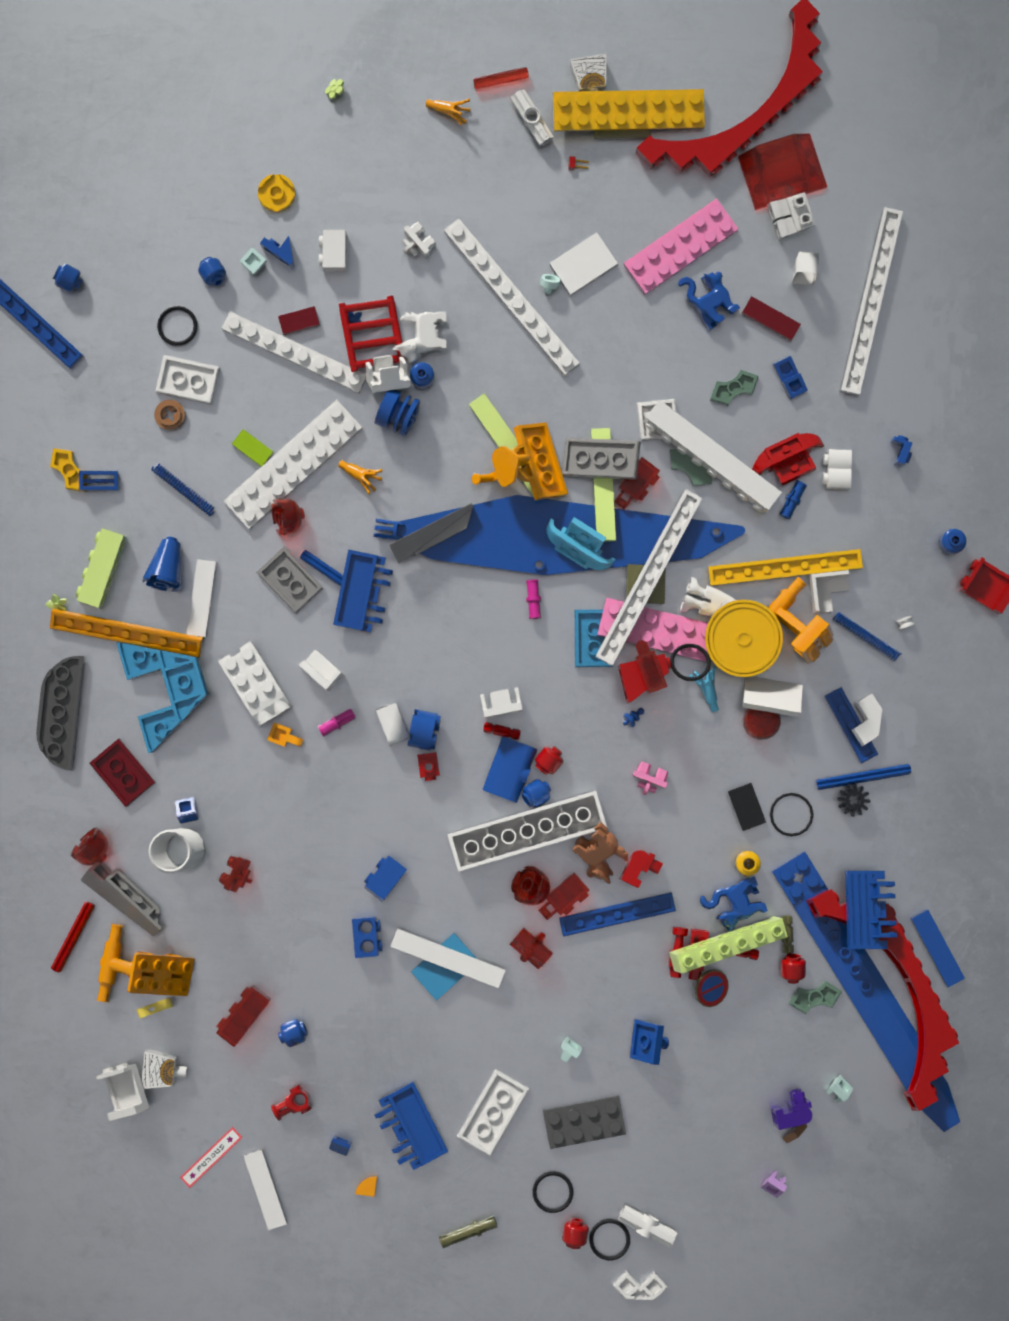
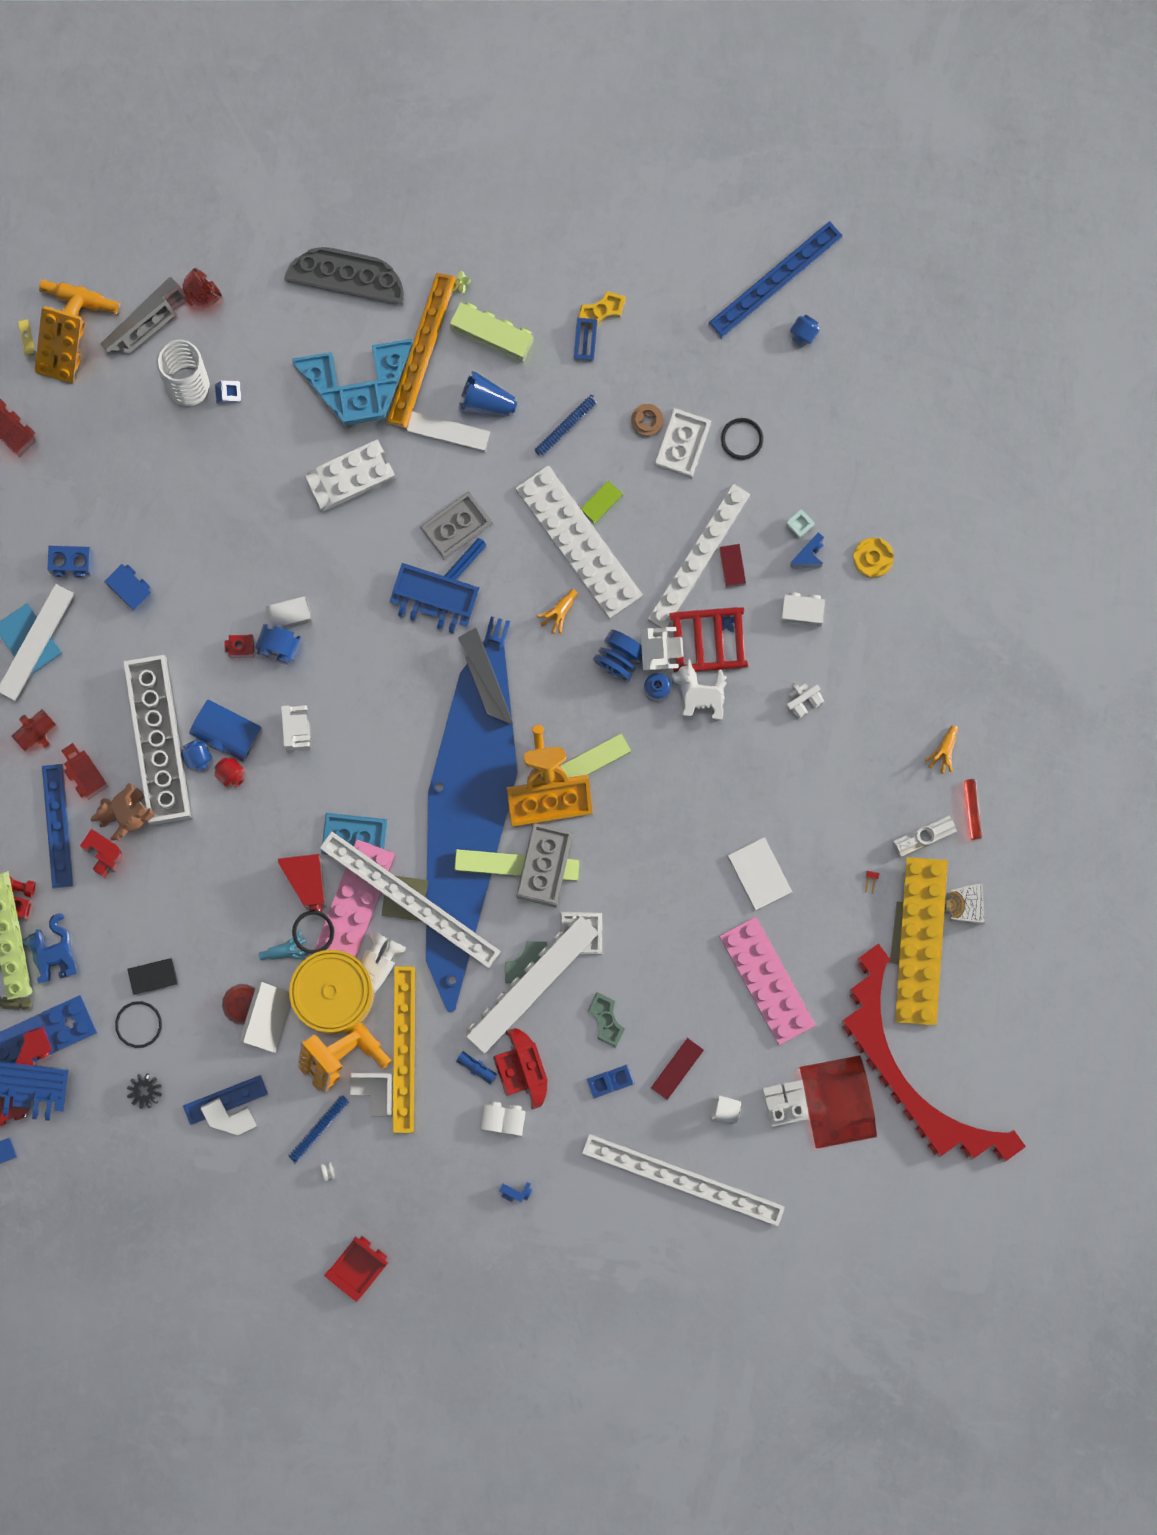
camera: 85 degrees right, 5 degrees down
(72, 936) = (111, 262): red axle -> none
(122, 772) = (275, 331): dark red tile -> none
(212, 271) = (794, 480): blue head -> none
(238, 875) = (152, 437): clear red hips -> none
(282, 735) = (292, 498): light orange plate -> none
(287, 516) = (523, 528): clear red cylinder -> none
(321, 670) = (354, 546): white panel -> none
(335, 88) = (979, 631): yellowish green plant -> none
(336, 722) = (299, 556): dark pink axle -> none
(501, 730) = (267, 728): red axle -> none
(511, 297) = (732, 793): white plate -> none
(530, 886) = (98, 736): clear red cylinder -> none
(533, 599) = (403, 777): dark pink pin -> none
(550, 282) = (743, 834): light aqua tile -> none
(579, 544) = (454, 830): medium azure plate -> none
(634, 716) = (264, 868): blue hair -> none
(636, 489) = (521, 911): clear red brick -> none
(649, 668) = (308, 882): clear red brick -> none
(659, 779) = (201, 869): bright pink hips -> none
(710, 302) = (702, 1005): blue animal -> none
(754, 866) = (86, 963): yellow head -> none
(865, 776) = (168, 1106): blue axle -> none
(950, 547) = (409, 1241): blue head -> none

